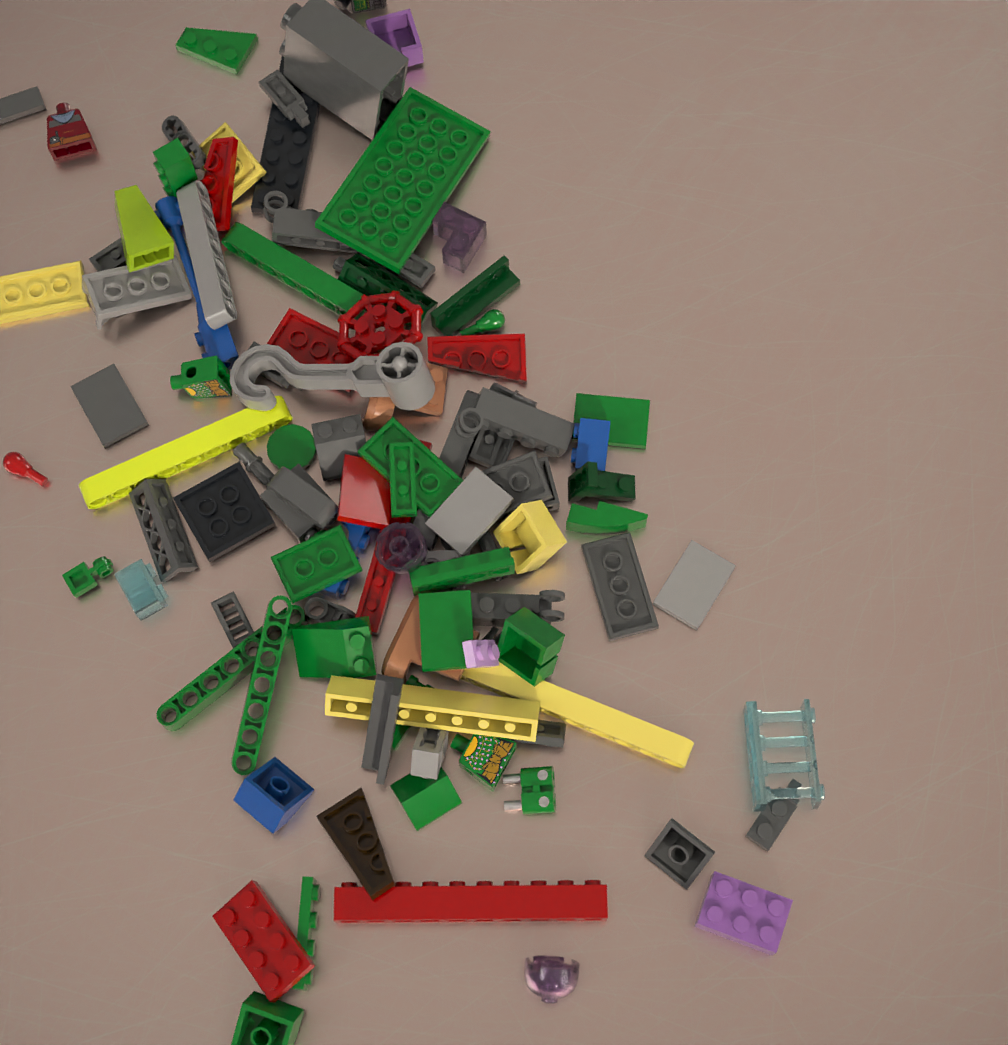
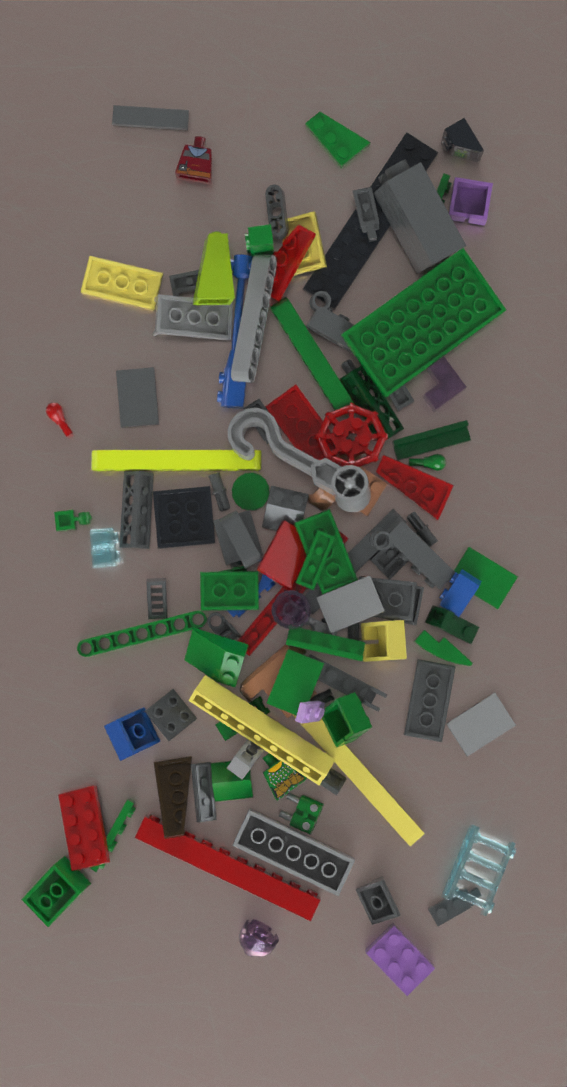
camera: 30 degrees right, 15 degrees up
(203, 378) = (217, 413): green torso -> none
(263, 698) = (152, 667): green beam -> none
(312, 749) = (170, 715): none -> dark grey hinge
(382, 725) = (223, 728): dark grey fence -> none
(396, 824) = (203, 792): none -> dark grey tile
(543, 841) = (294, 852): none -> light grey brick

